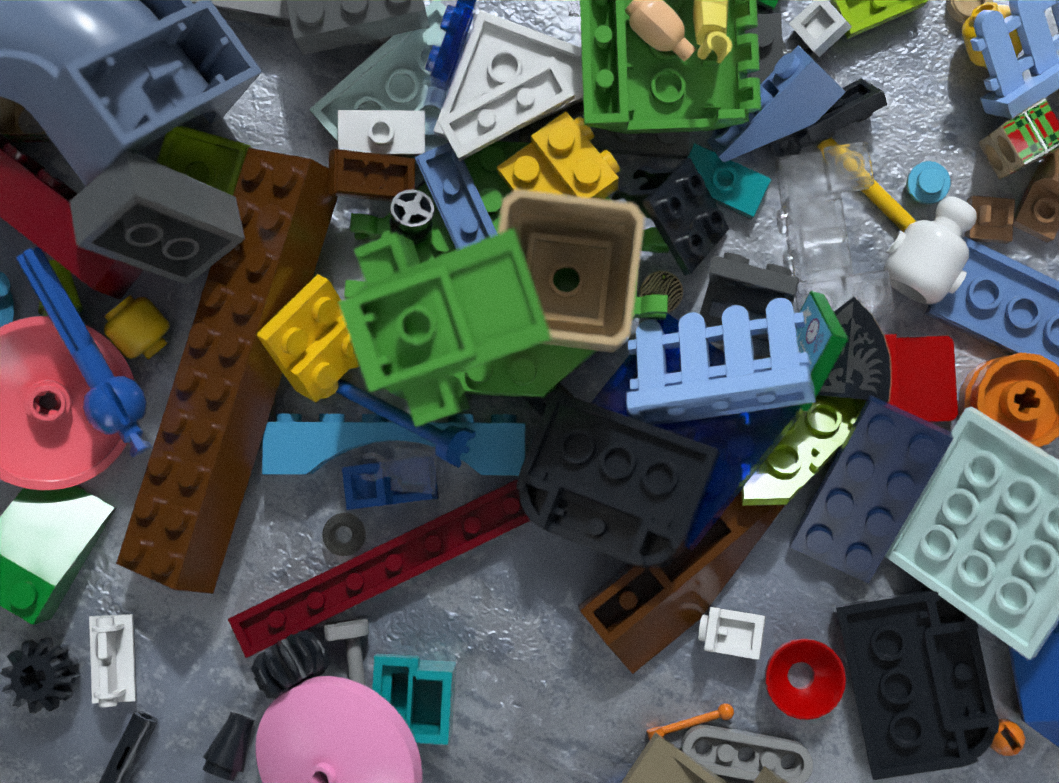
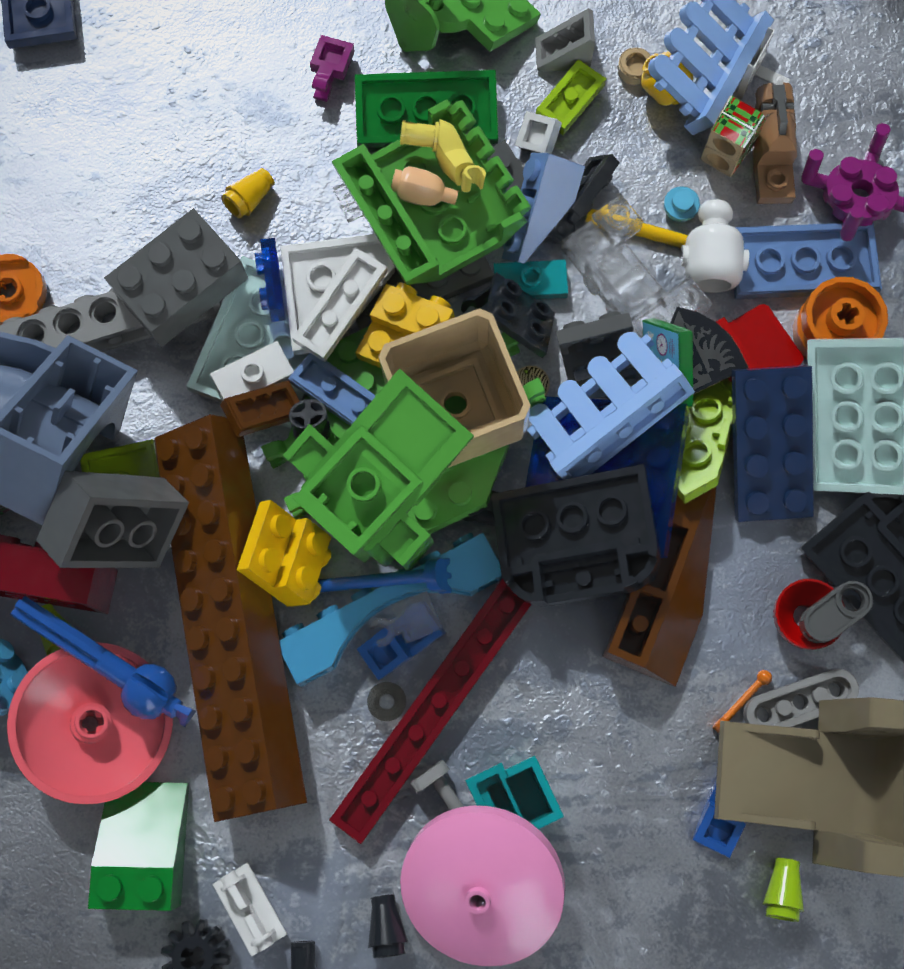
camera: 30 degrees left, 10 degrees down
(136, 327) = (134, 625): yellow head -> none
(289, 663) = (398, 826): black gear -> none
(732, 632) = (734, 610): white bracket -> none
(820, 696) = (829, 617): none -> dark grey piece
(993, 219) = (745, 206): medium nougat tile -> none

